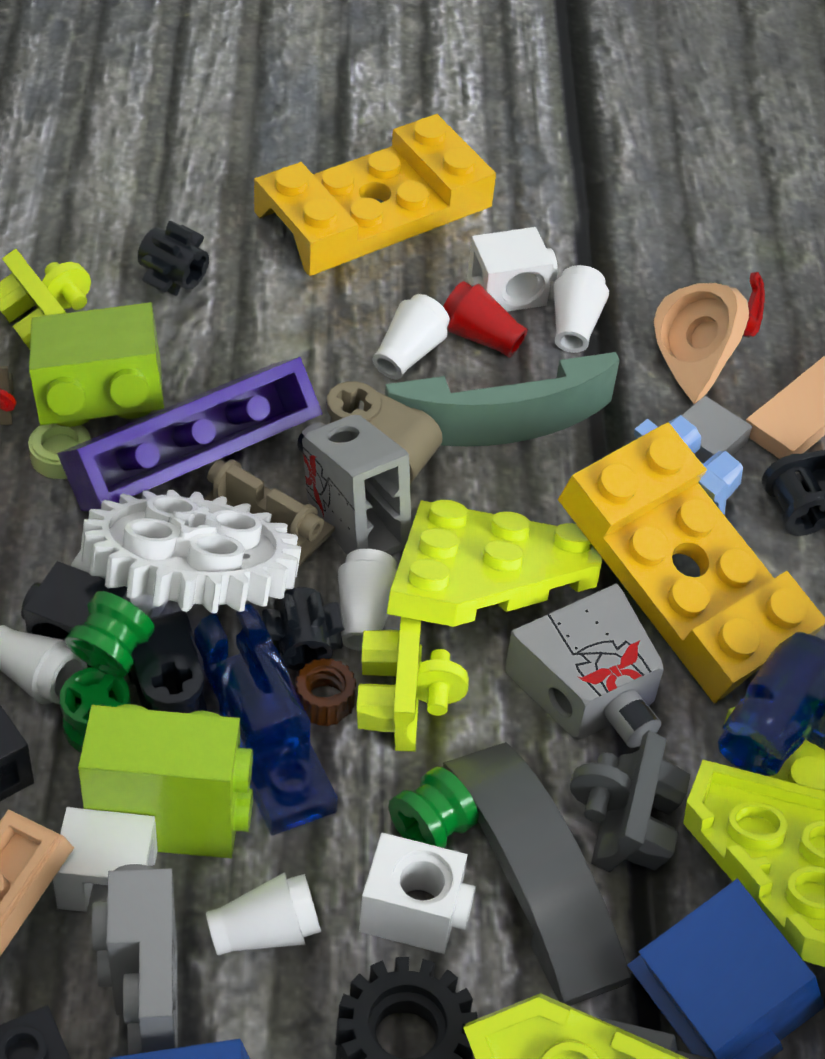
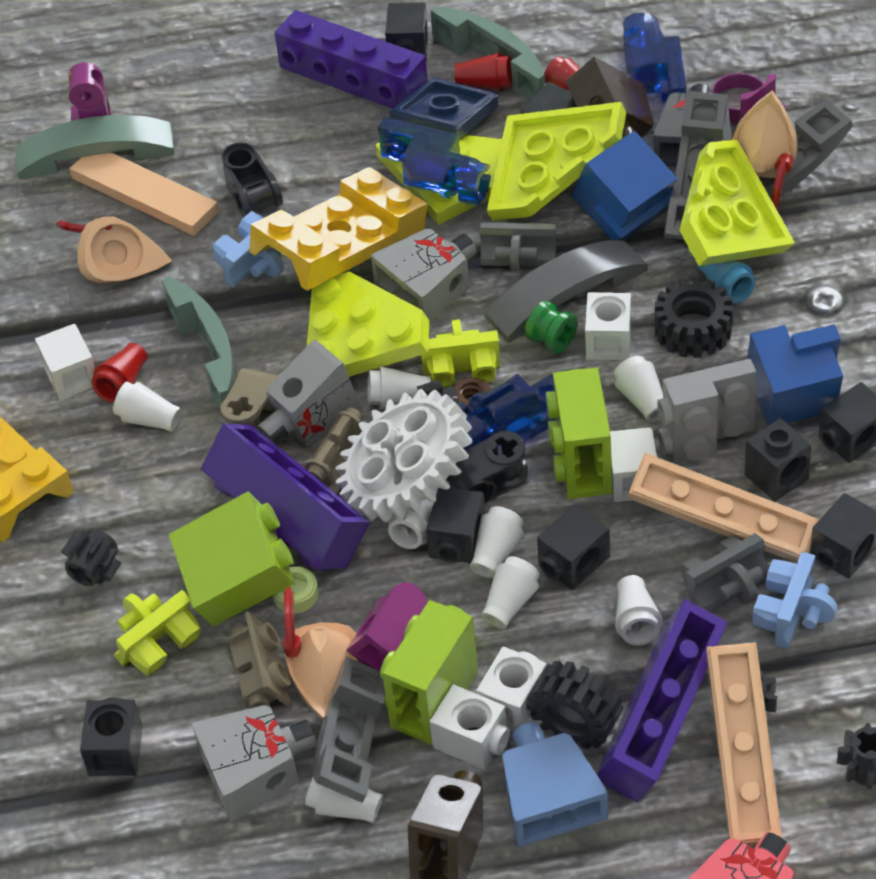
camera: 90 degrees left, 0 degrees up
(87, 689) = (523, 488): green wheel -> none
(110, 634) = (490, 471): green wheel -> none
(578, 303) = (99, 321): white cone -> none
(718, 428) = (196, 248): light grey tile -> none

